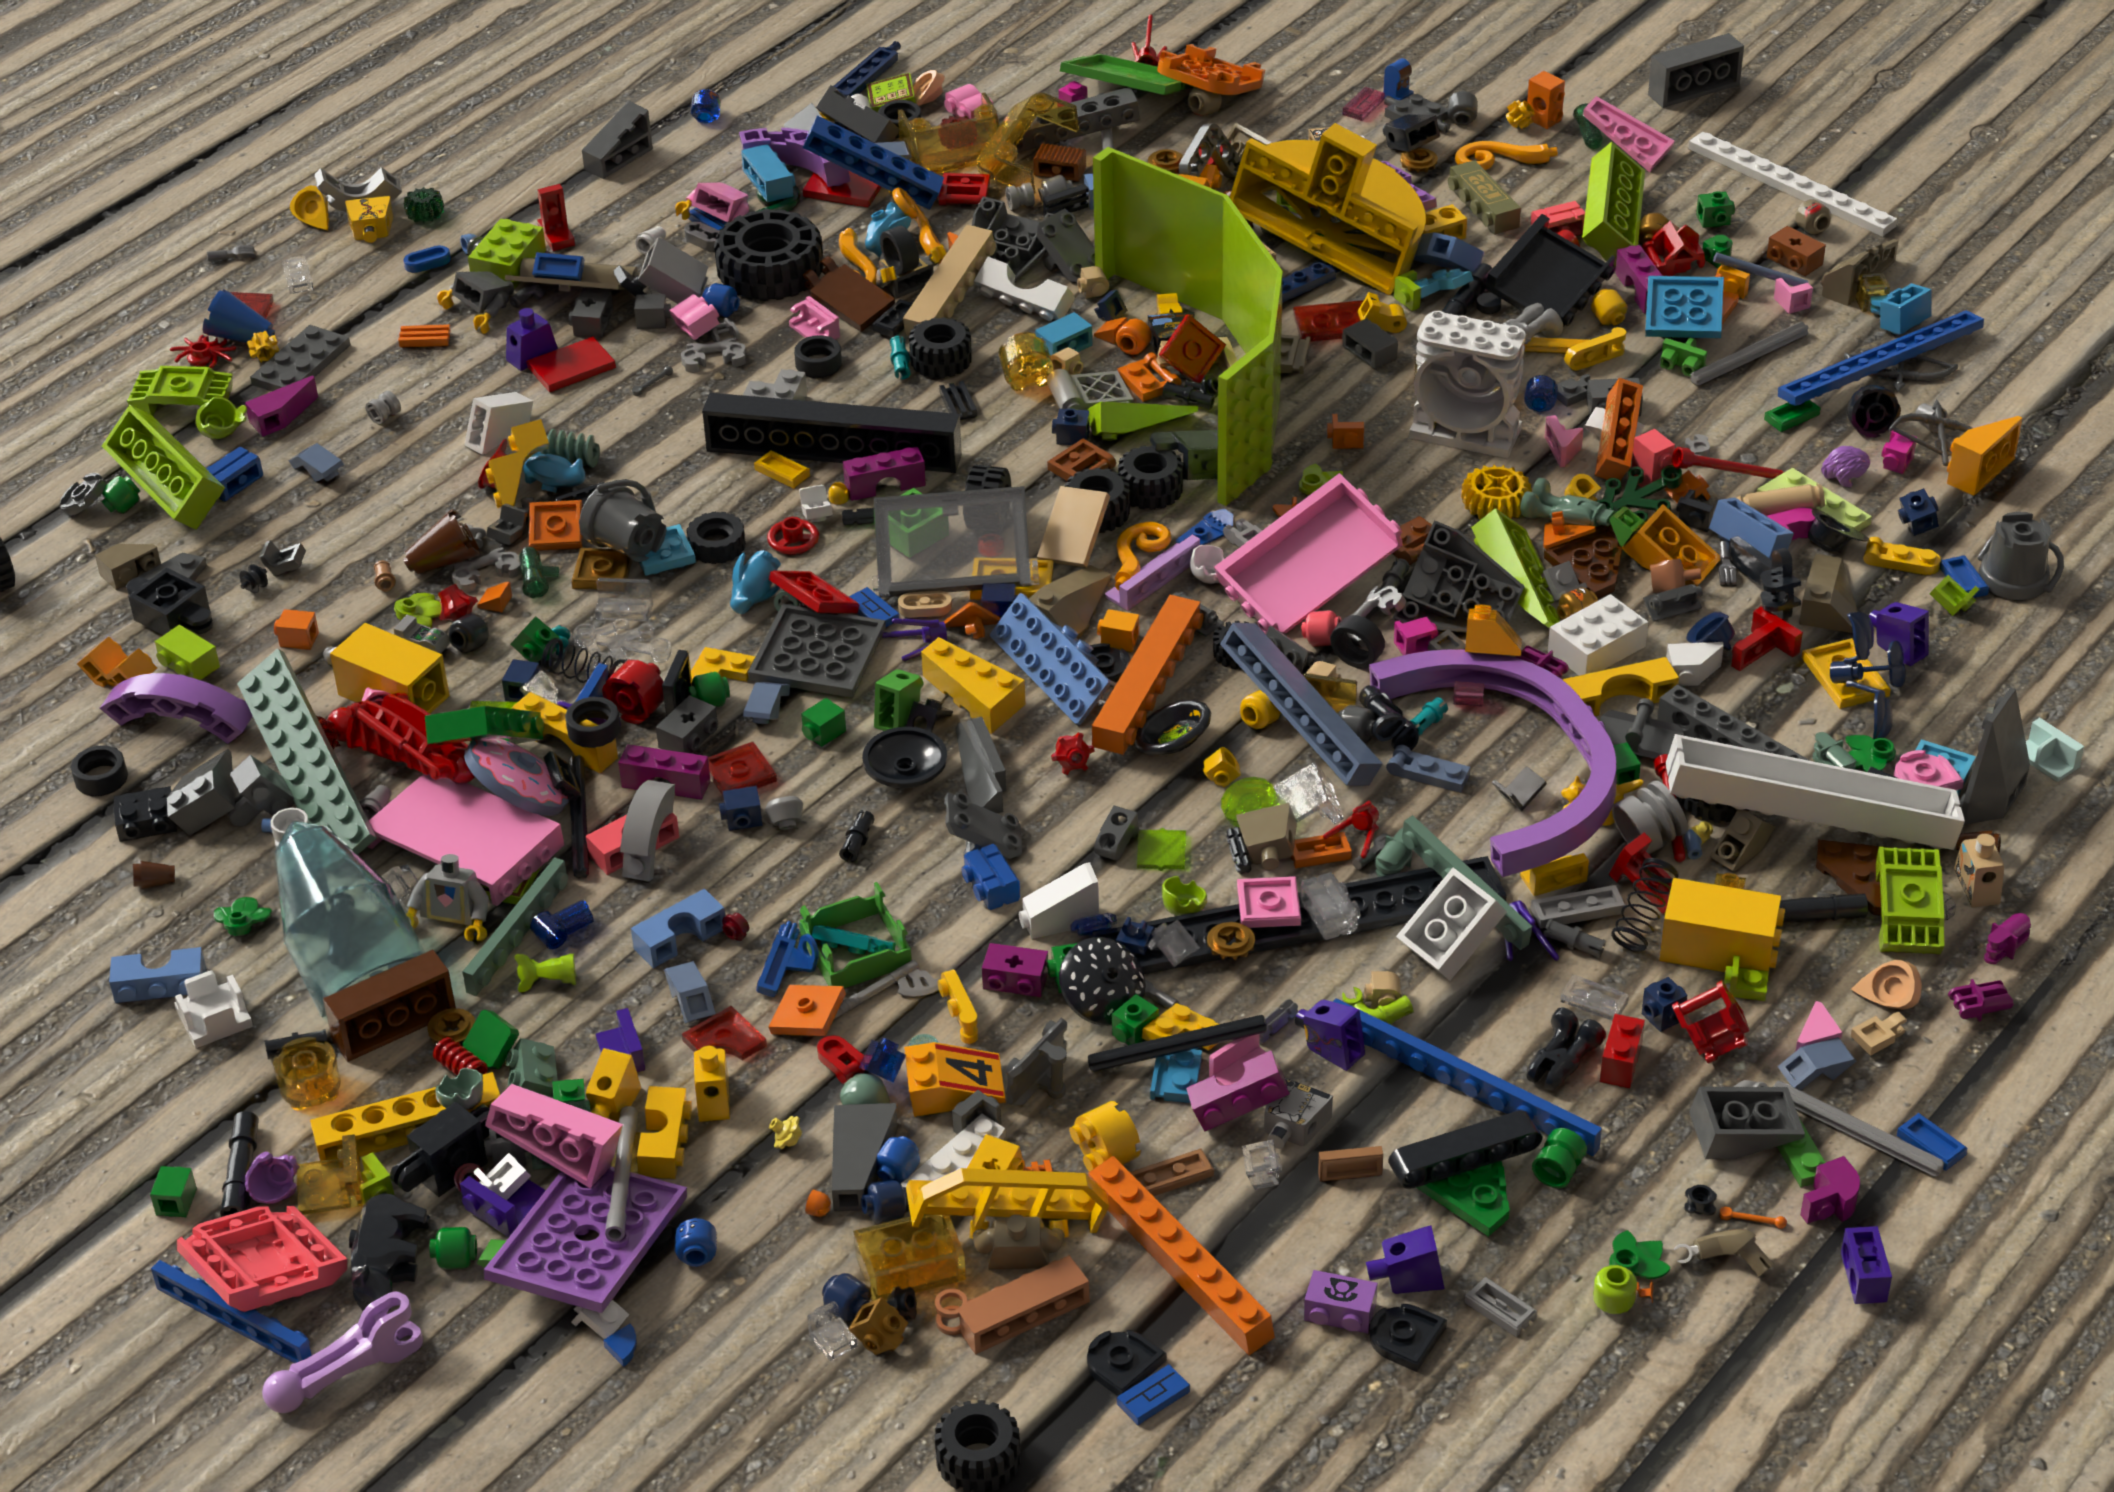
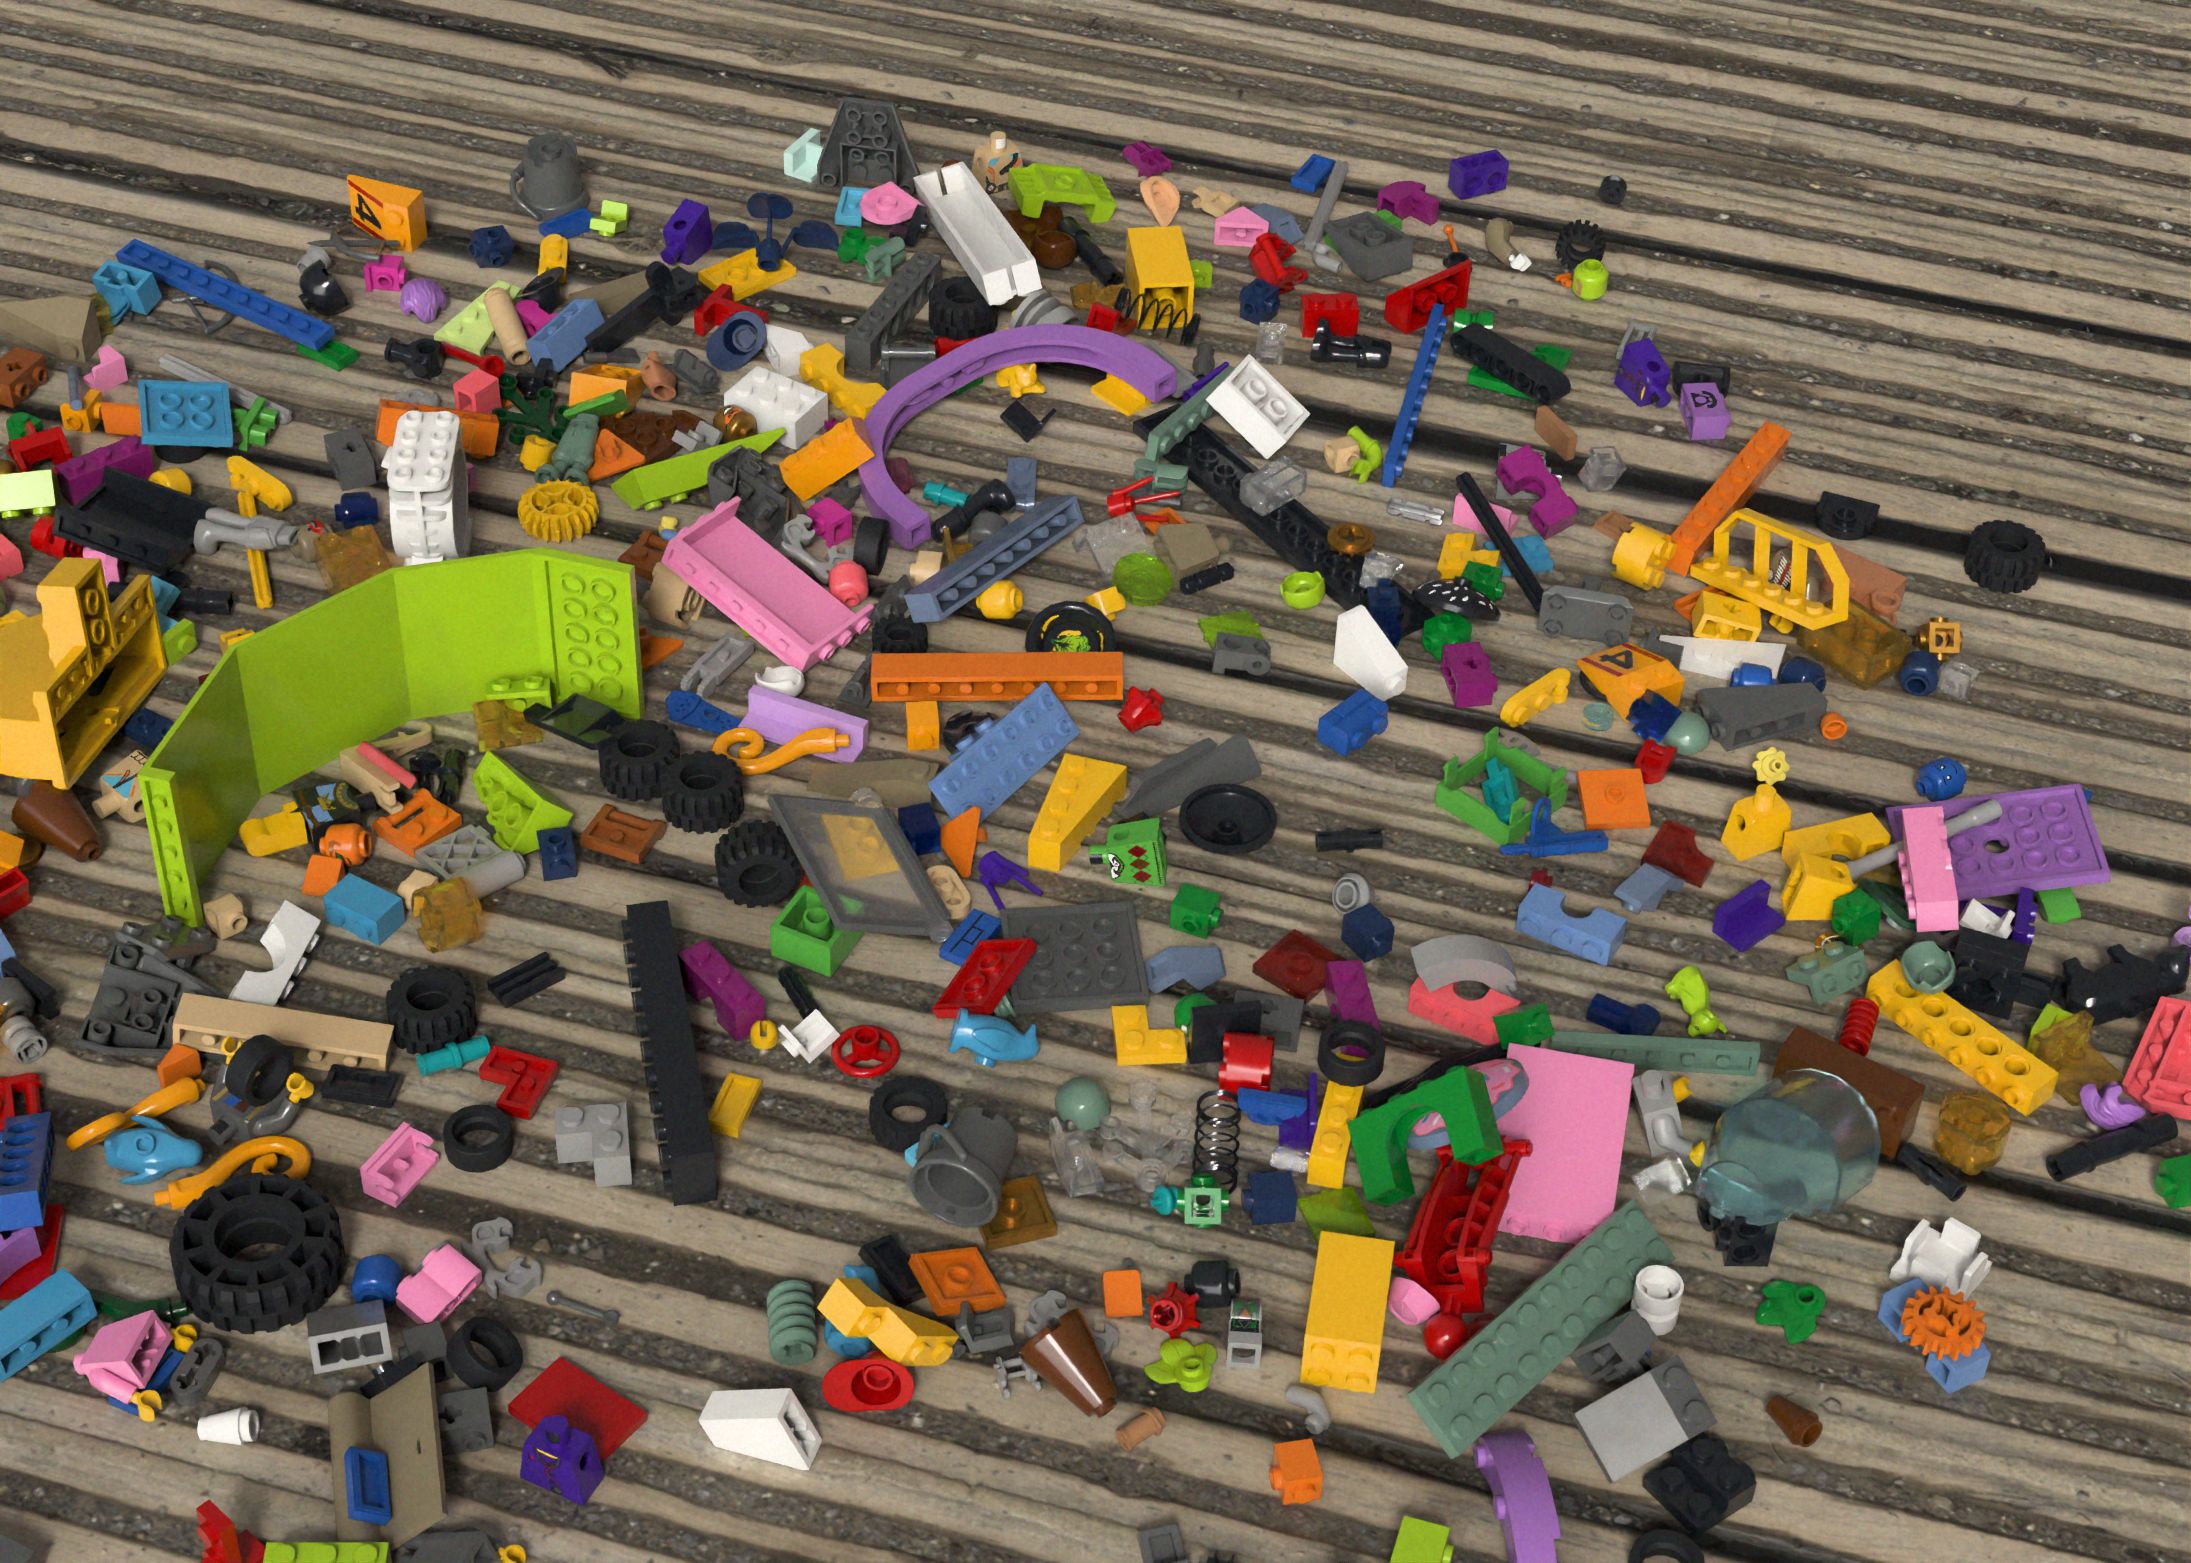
camera: 115 degrees left, 0 degrees up
(142, 950) = (1943, 1323): none -> orange gear
(375, 801) = (1545, 1254): light grey cone -> none
(454, 1248) = (2077, 939): green head -> none
(491, 1038) = (1820, 1006): green piece -> none
(533, 573) = (1058, 1270): clear green piece -> none
(571, 838) = (1524, 1025): none -> green brick
(615, 311) = (497, 1340): none -> black tyre
(673, 620) = (1082, 1102): none -> sand green hair
(848, 294) = (328, 1141): reddish brown tile -> none
(860, 384) = (525, 1079): none -> red plate
(981, 826) = (1294, 734): dark grey shield -> none
(1073, 526) = (757, 774): tan tile -> none
(1111, 306) = (280, 882): tile -> none
(1153, 1394) = (1866, 490): blue tile -> none
(1268, 902) = (1287, 525): bright pink plate -> none
(1333, 1032) = (1419, 474): dark purple torso -> none
(1573, 391) = (326, 495): dark grey plate -> none
(1625, 1137) = (1412, 305): none -> red slope
(1639, 1257) = (1543, 286): green plate -> none
(1681, 1301) = (1580, 232): none -> black tyre
(1756, 450) = (421, 356): none -> black connector
(1811, 873) = (1053, 249): none -> reddish brown hair
(1814, 1395) = (1612, 189): none -> black wheel
(2007, 938) = (1066, 153): magenta arm -> none

